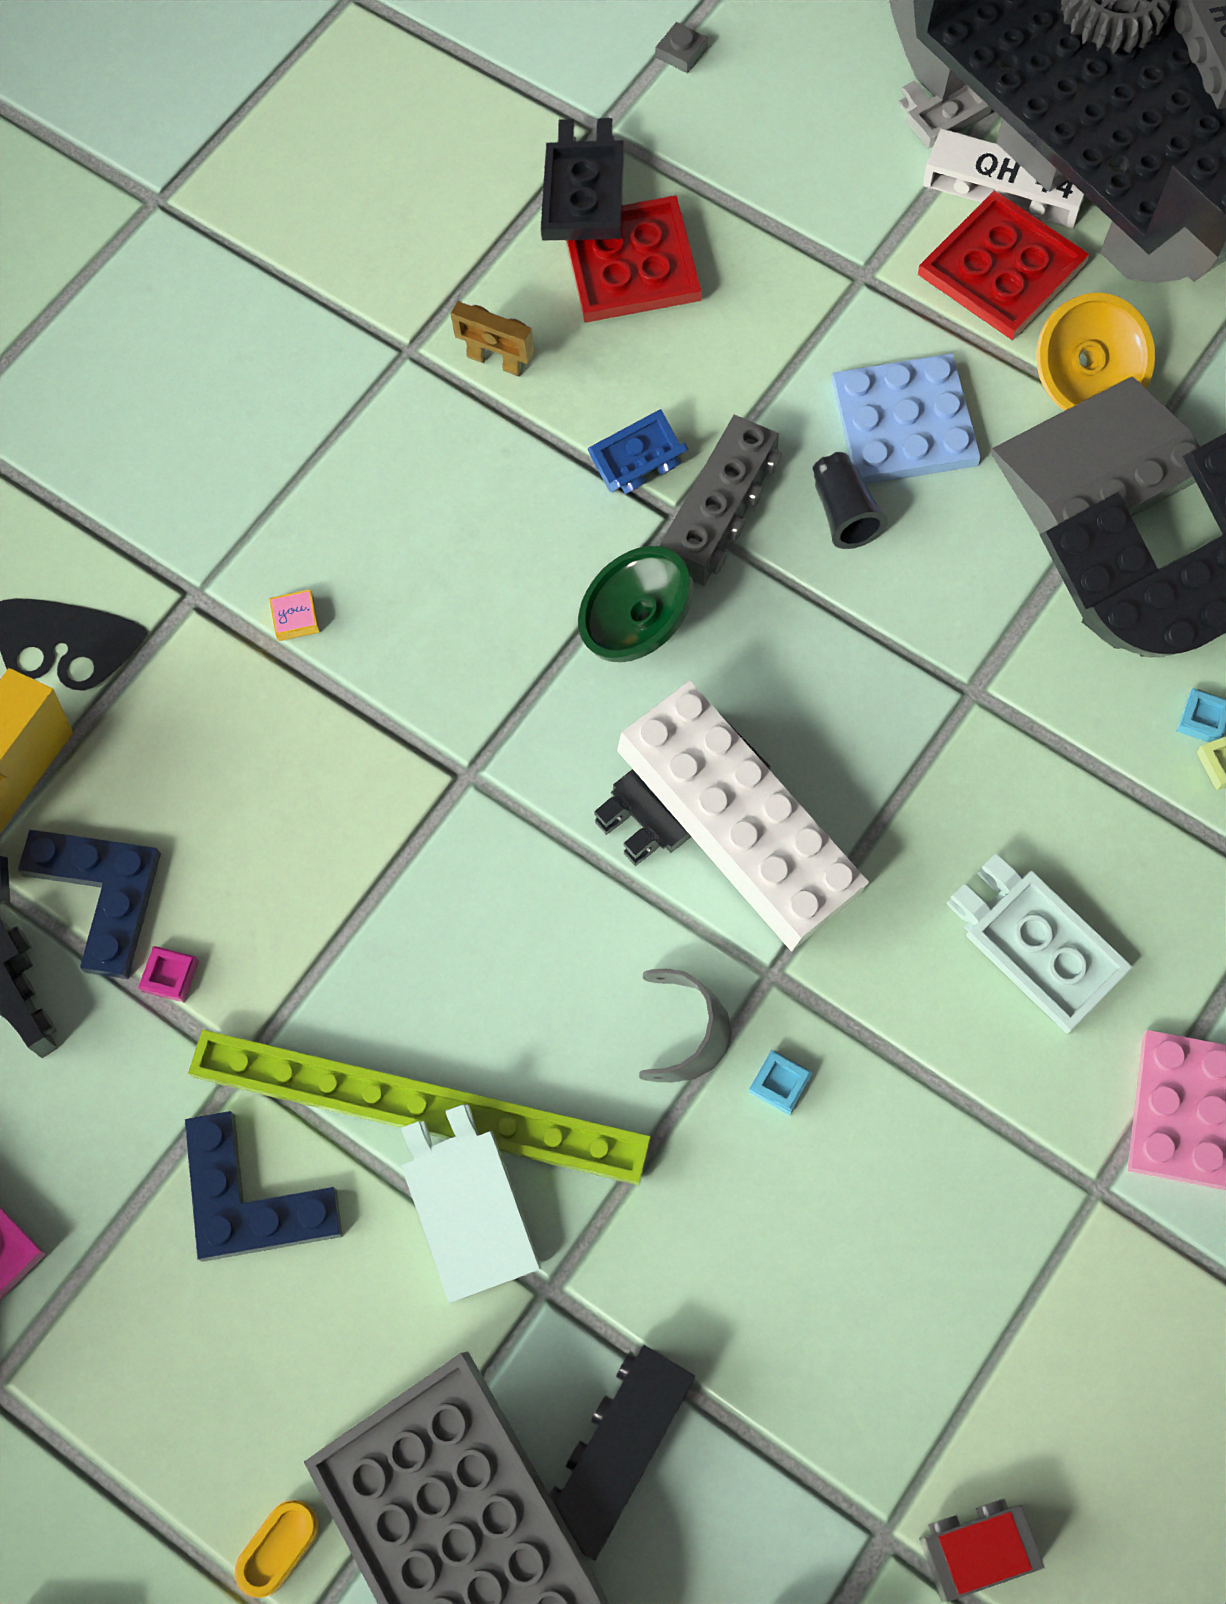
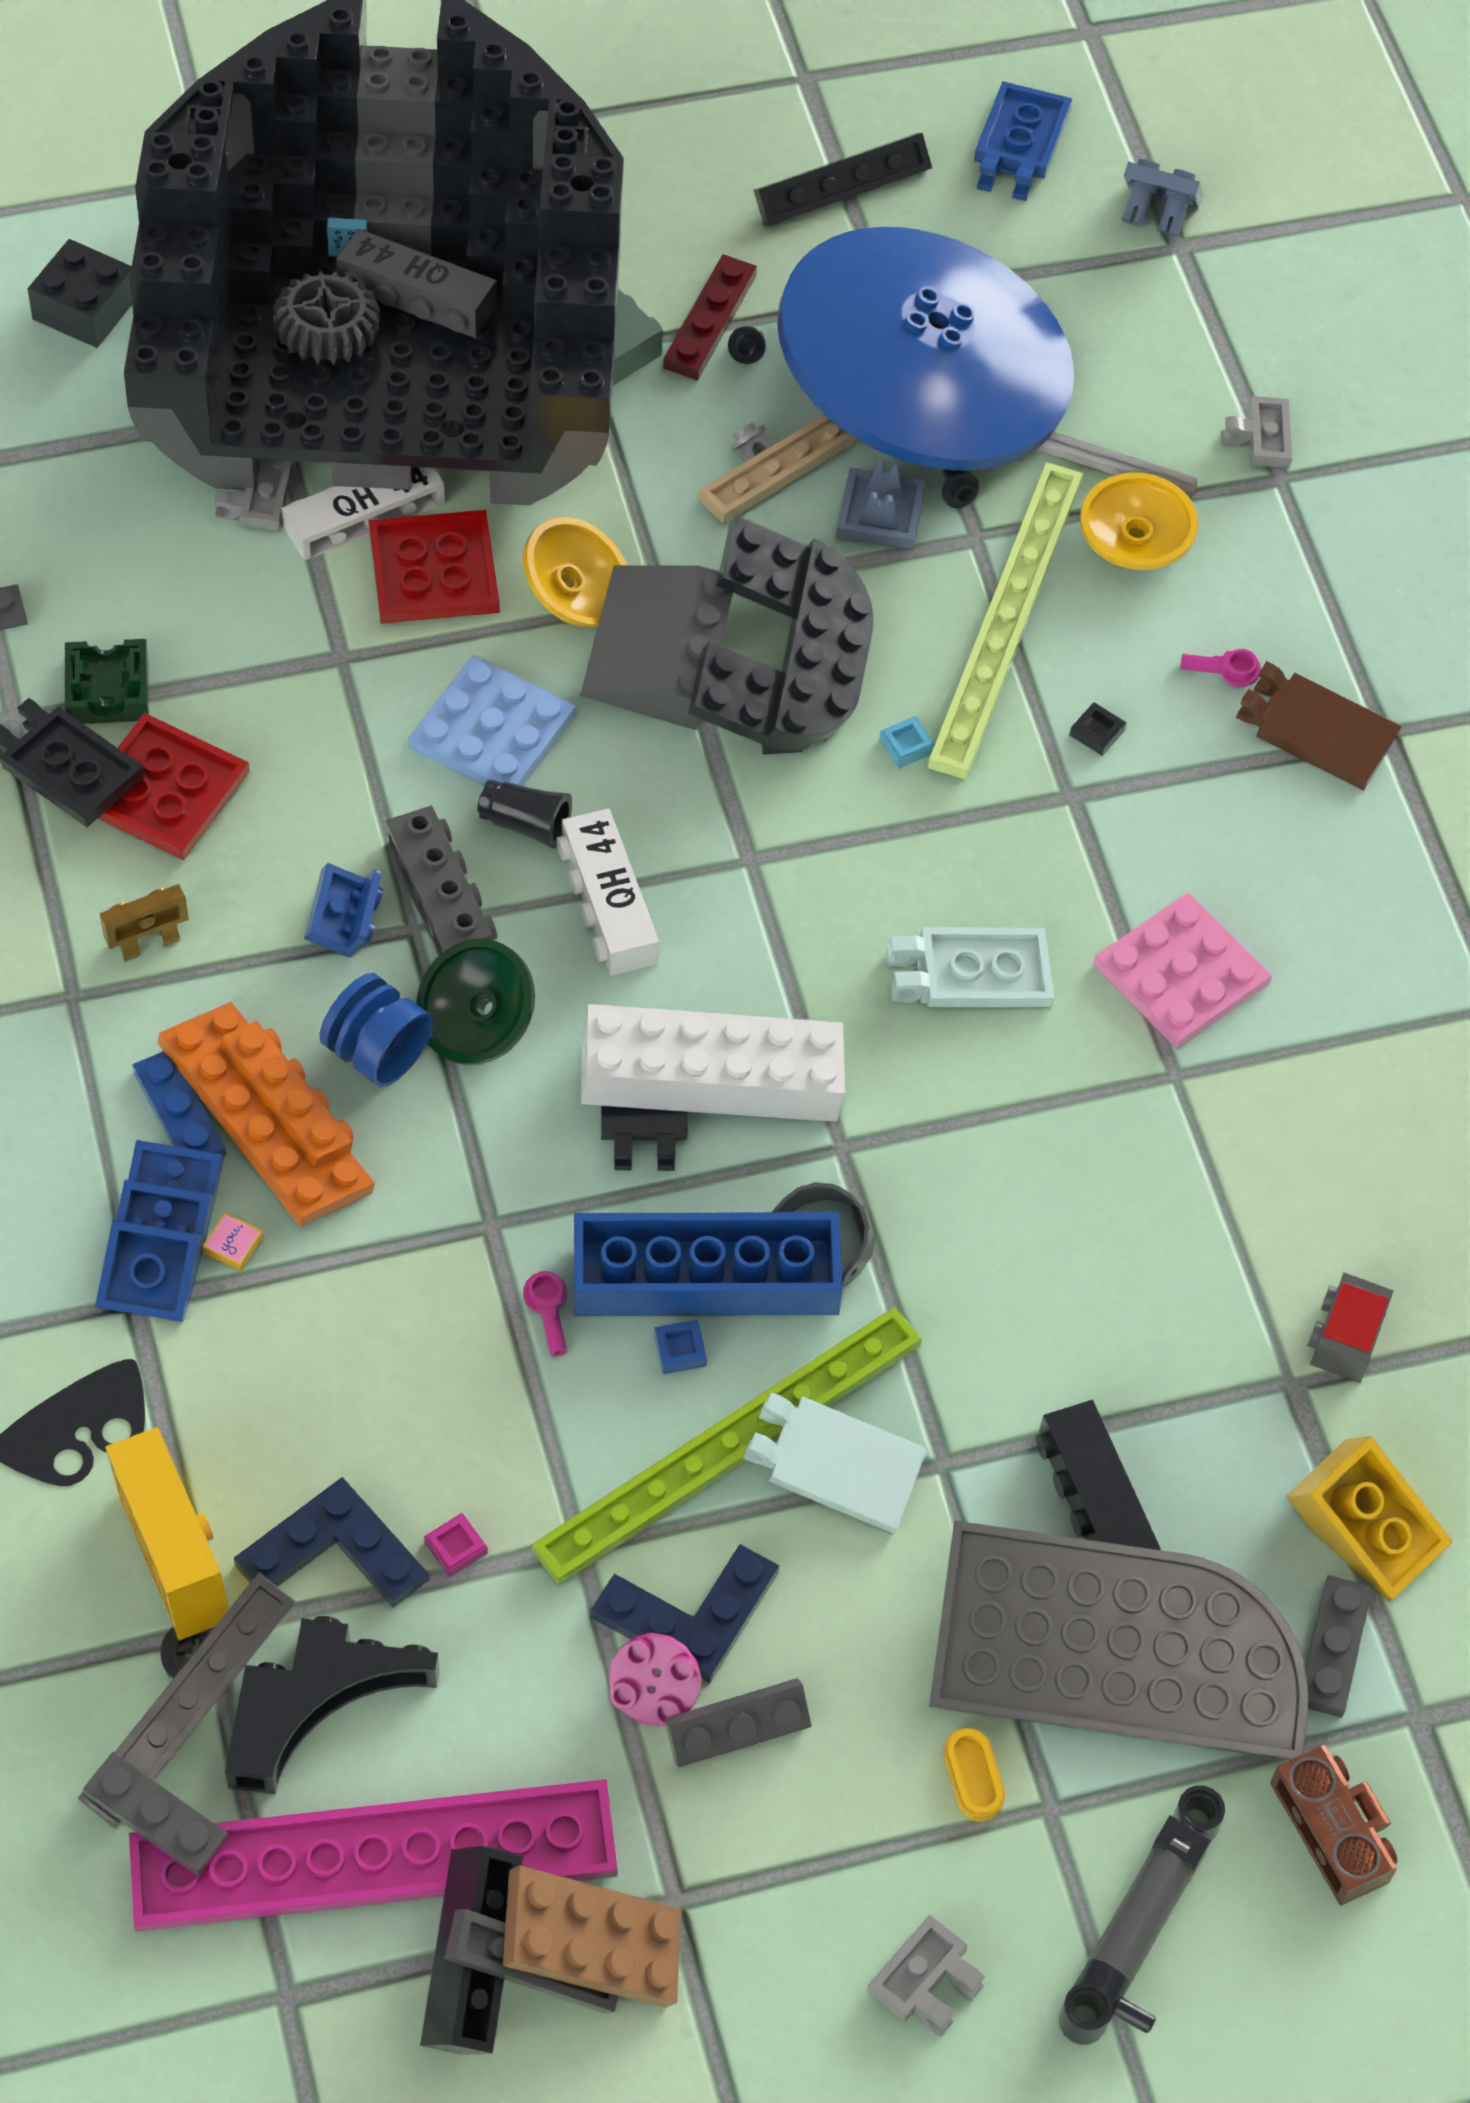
camera: 60 degrees left, 10 degrees down
(151, 1219) = (634, 1671): none -> dark pink plate
(170, 1315) = (738, 1722): none -> dark grey plate
(257, 560) = (159, 1231): none -> blue slope
(373, 491) = (177, 1105): none -> blue plate
(418, 549) = (269, 1111): none -> orange plate
(435, 863) = (546, 1295): none -> dark pink plate
(472, 998) = (680, 1346): none -> blue plate
(543, 557) = (376, 1029): none -> blue wheel
(557, 960) = (707, 1264): none -> blue brick
(676, 168) = (108, 697): none -> dark green brick
(780, 1082) = (926, 1202): medium azure tile -> none
(832, 616) = (608, 892): none -> white brick

